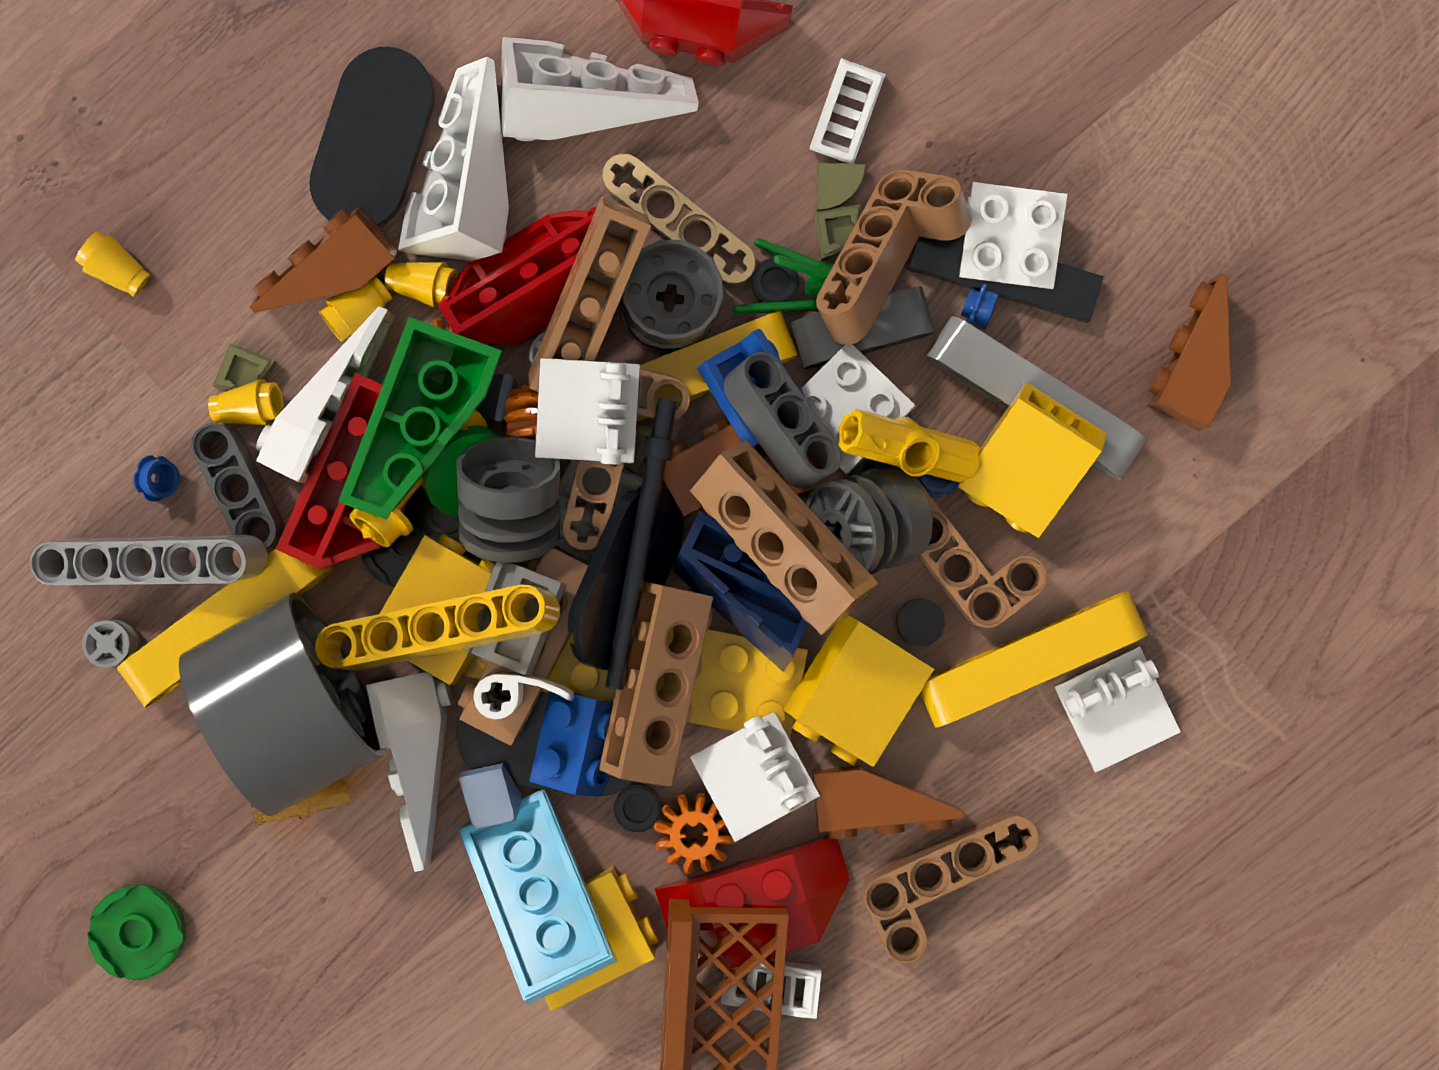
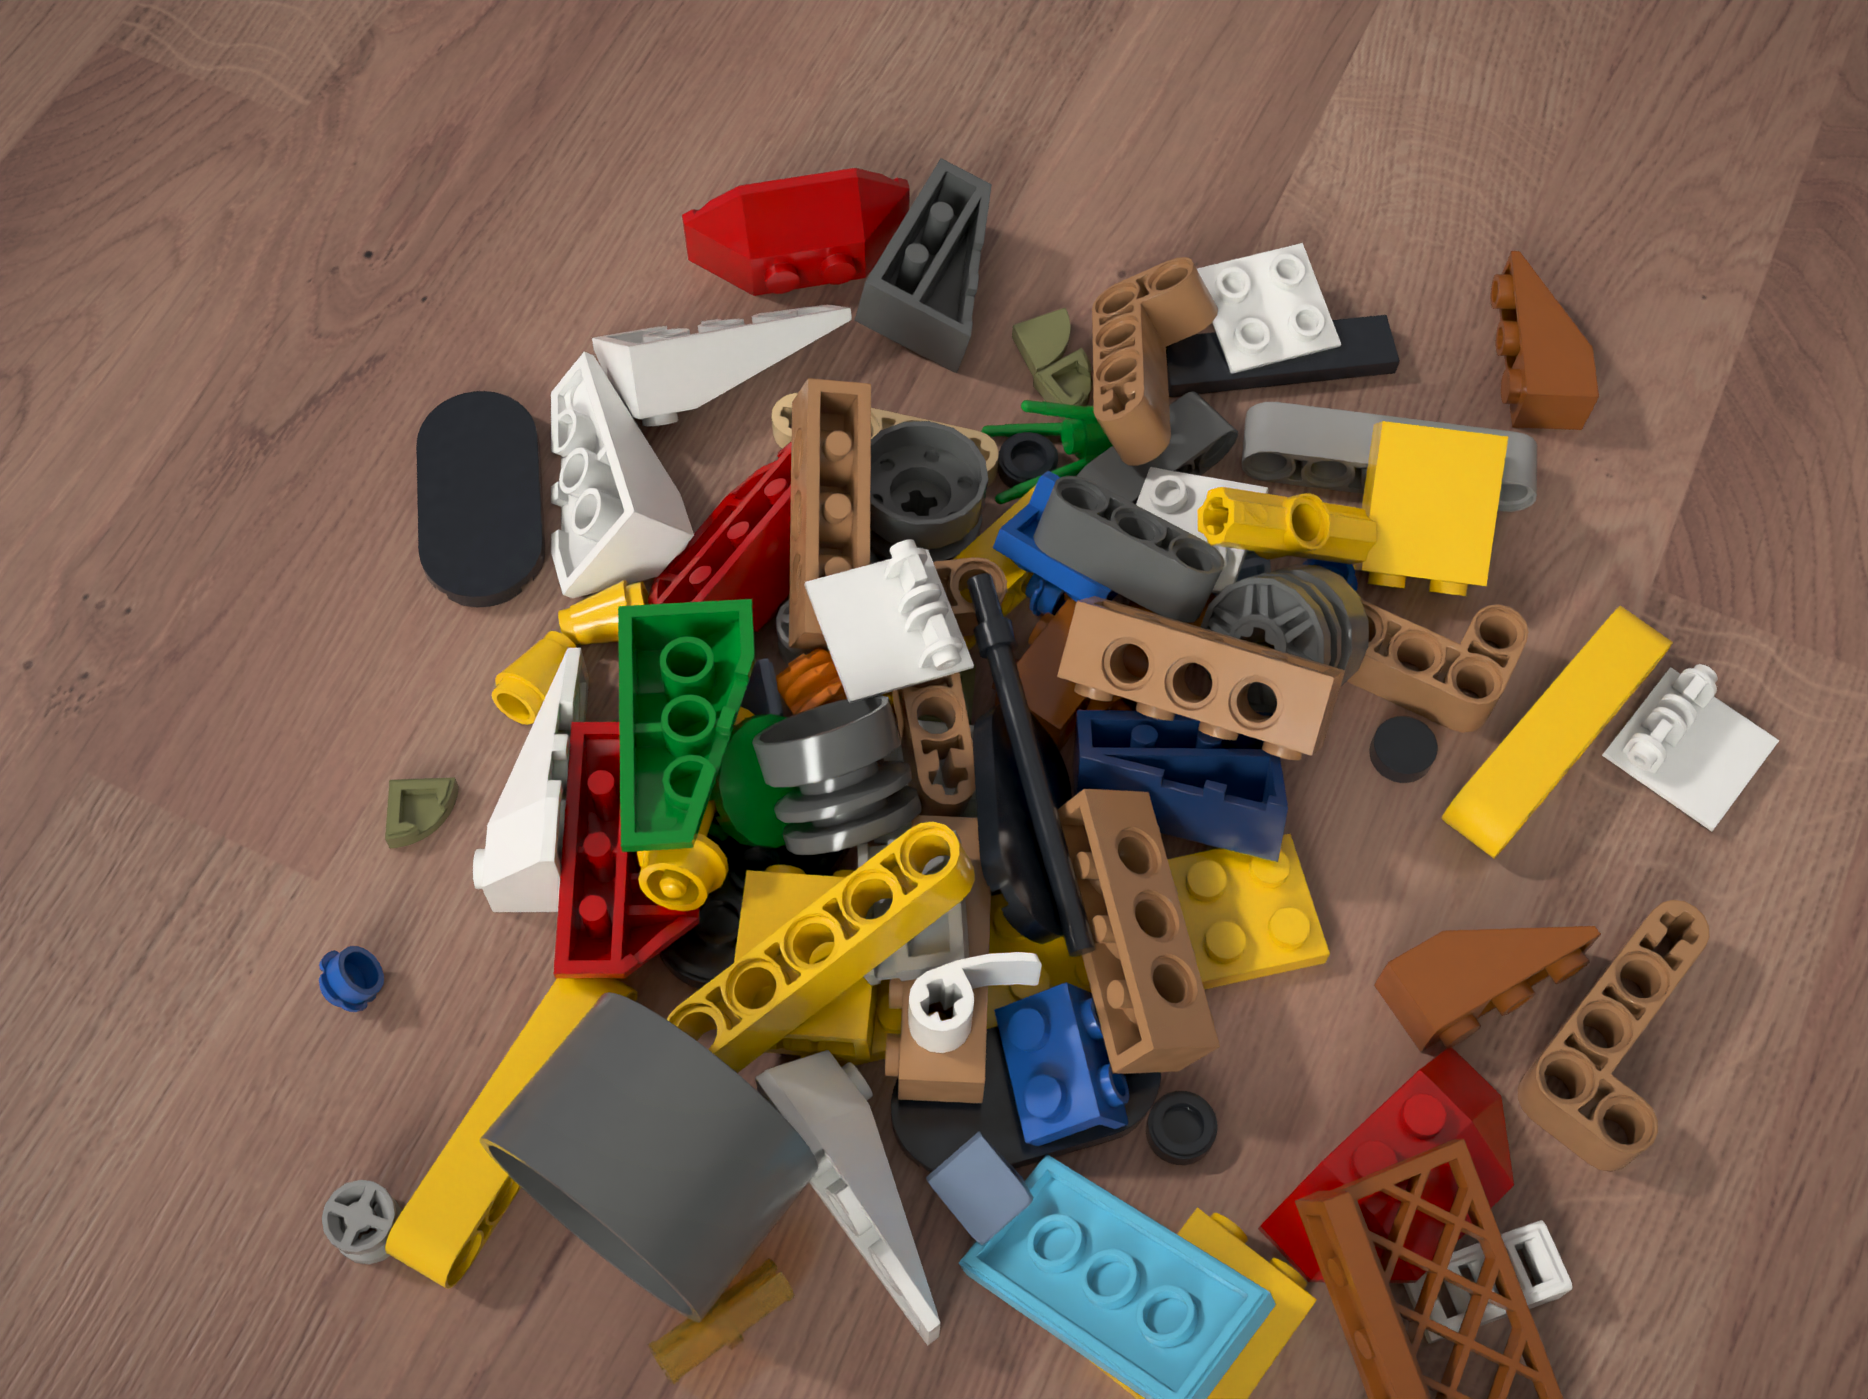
camera: 25 degrees left, 25 degrees down
(110, 263) = (198, 748): yellow cone -> none
(128, 562) = (347, 1071): light grey beam -> none
(220, 475) = (450, 921): dark grey beam -> none
(249, 404) = (439, 840): yellow cone -> none
(336, 264) = (496, 626): dark orange slope -> none
(696, 848) = (1300, 1111): orange gear -> none
(754, 776) = (1314, 1000): white hinge -> none
(775, 93) = (929, 271): none -> dark grey wedge
(857, 692) = (1380, 845): yellow brick -> none
(860, 73) = (1016, 227): white slope -> none
(980, 306) = (1273, 387): blue plate -> none

